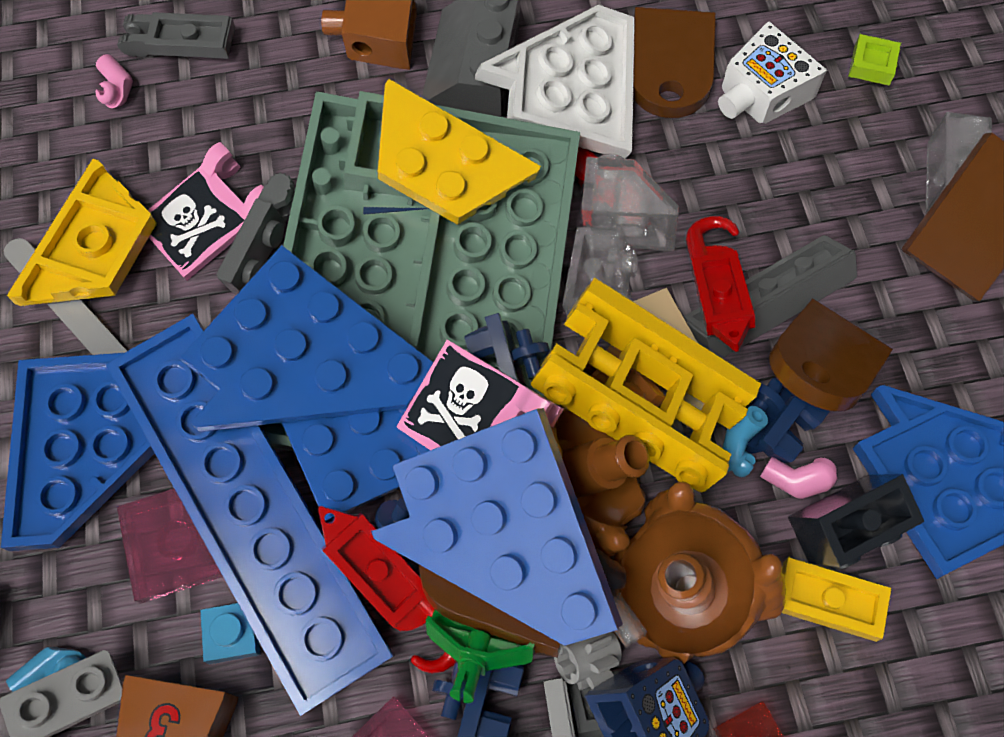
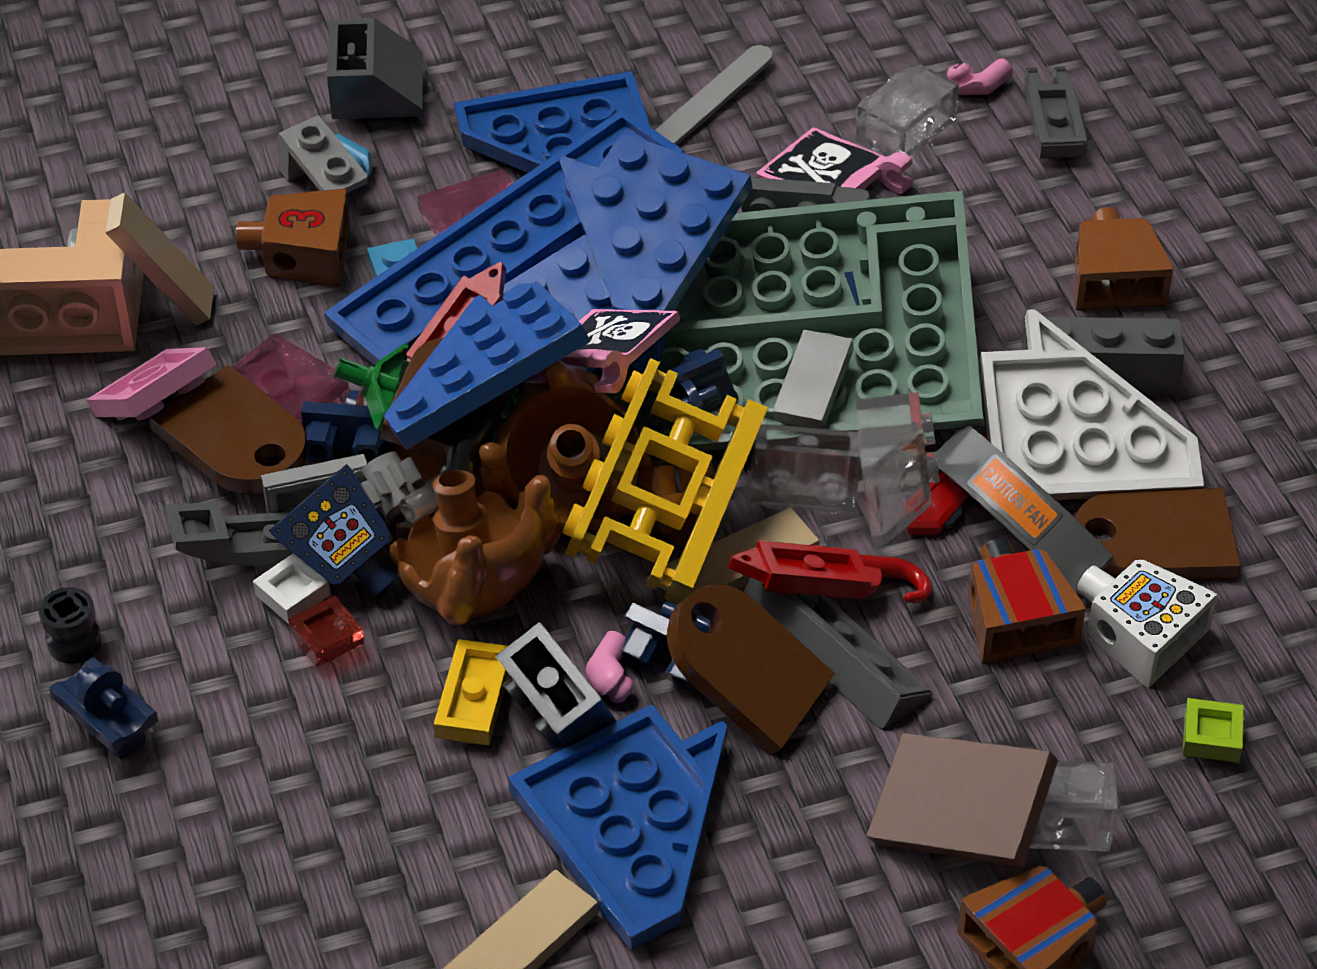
camera: 80 degrees right, 20 degrees down
(87, 244) = (777, 95): yellow wing -> none
(154, 136) = (906, 111): none -> clear brick
(443, 158) = (904, 296): yellow wing -> none
(513, 251) = (813, 380): none -> light grey tile
(658, 130) = (1020, 504): none -> dark grey slope
(738, 437) = (651, 597): dark azure arm -> none
(749, 156) = (1021, 603): none -> dark orange torso

